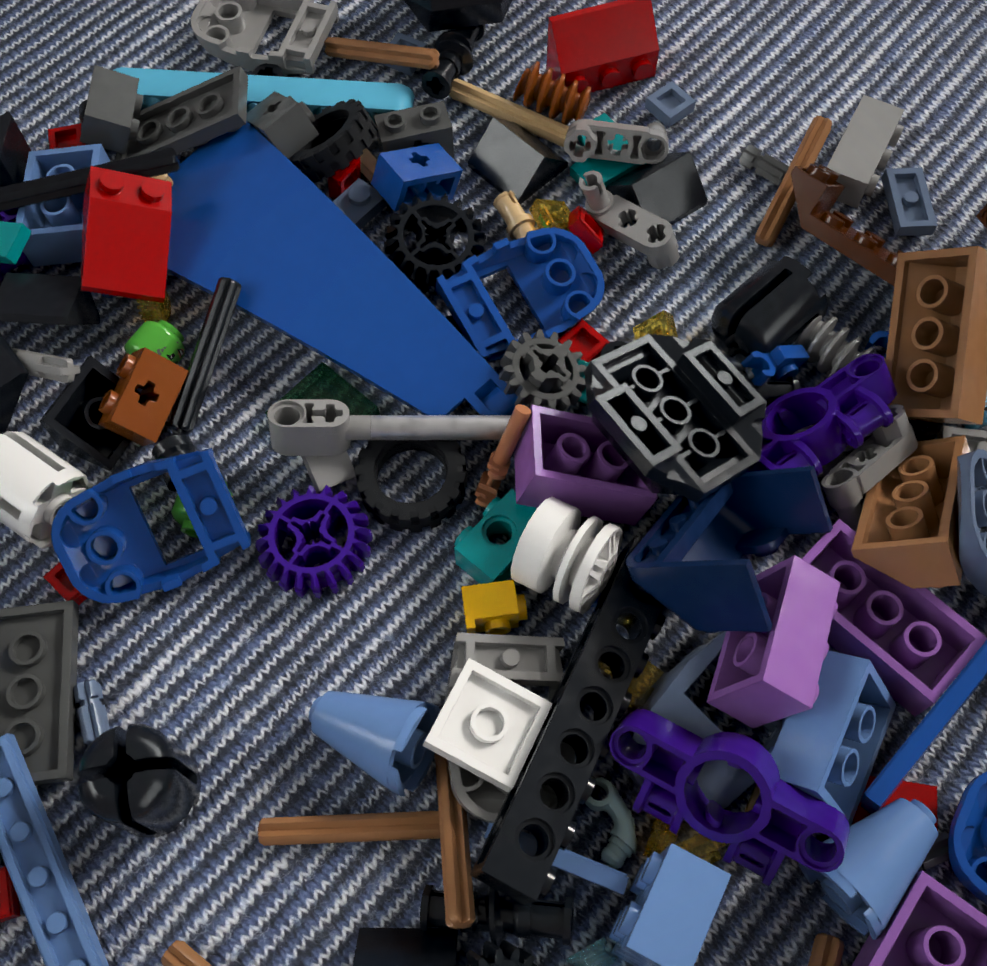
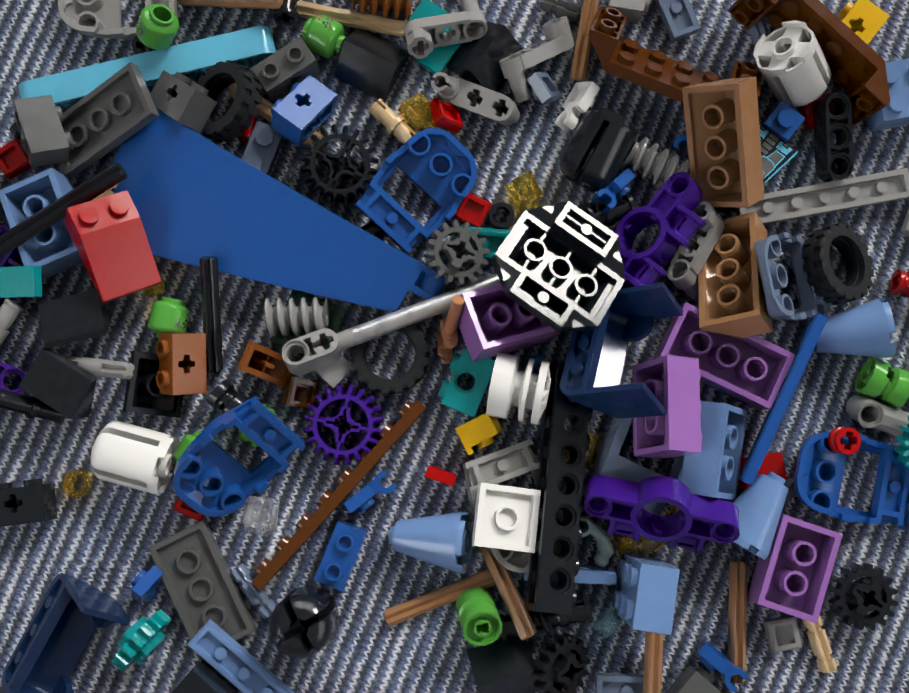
camera: 25 degrees left, 20 degrees up
(150, 615) = (261, 515): none -> clear brick
(235, 710) = (341, 555): none -> blue brick
(244, 433) = (265, 364): none -> dark orange slope
(256, 634) = (330, 501): none -> reddish brown plate
(273, 483) = (300, 392): none -> reddish brown slope
(287, 49) = (157, 26): none -> bright green head
(292, 382) = (295, 316): none -> light grey piece
(301, 642) = (363, 498): none -> blue plate
(395, 871) = (478, 616): none -> bright green wheel
(418, 649) = (440, 475): none -> red tile
(470, 114) = (323, 36): none -> bright green head
(717, 236) = (543, 88): none -> sand blue plate
(749, 191) = (513, 67): none -> light grey beam
(753, 262) = (577, 102): none -> white plate

